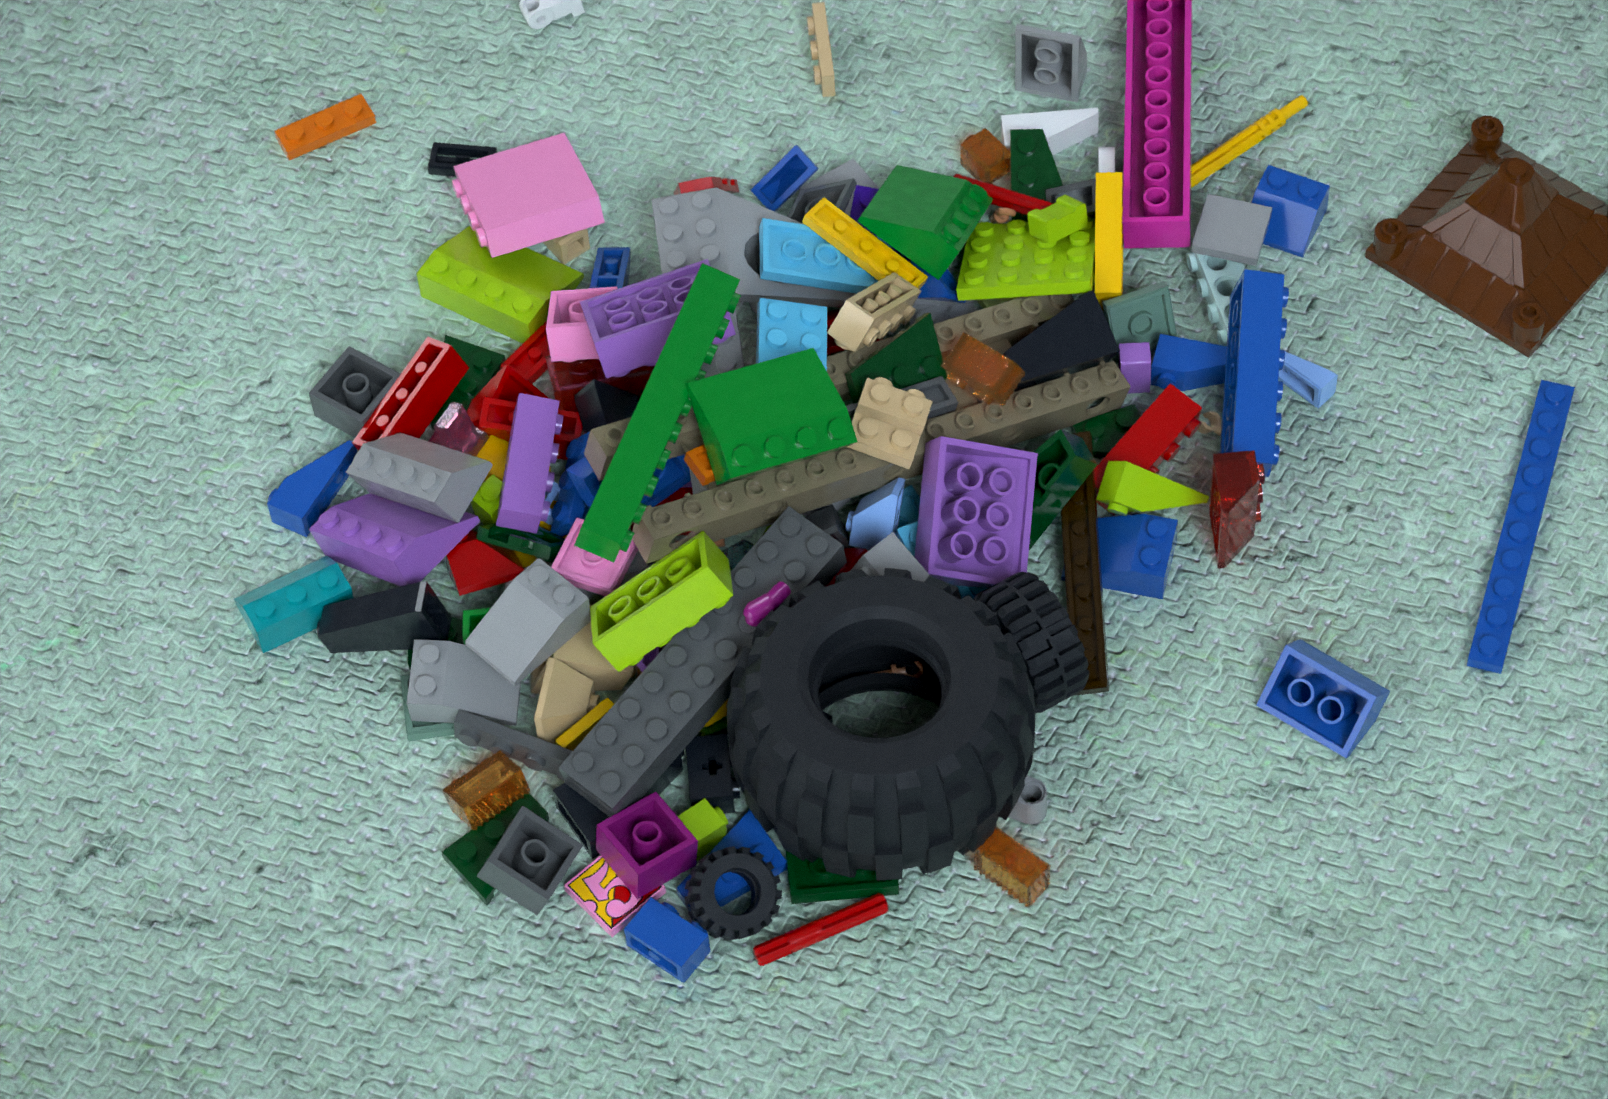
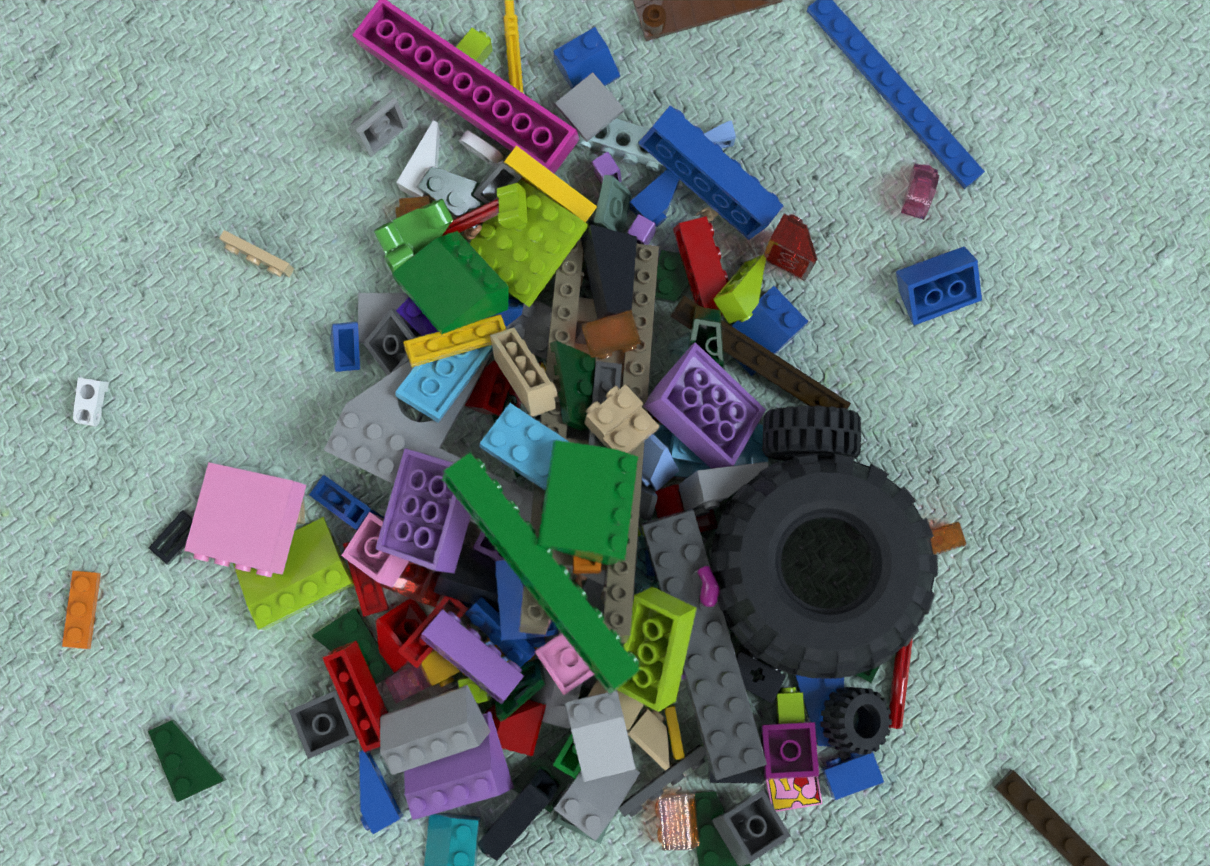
camera: 60 degrees left, 25 degrees up
(223, 307) = (182, 761): none -> dark green wing
(707, 183) = (322, 405): red wing -> none
(953, 155) = (412, 232): none -> bright green panel
(1182, 293) = (606, 166): none -> medium lavender piece
(1213, 103) = (476, 45): none -> lime brick
(1417, 605) = (920, 191): none -> clear pink brick

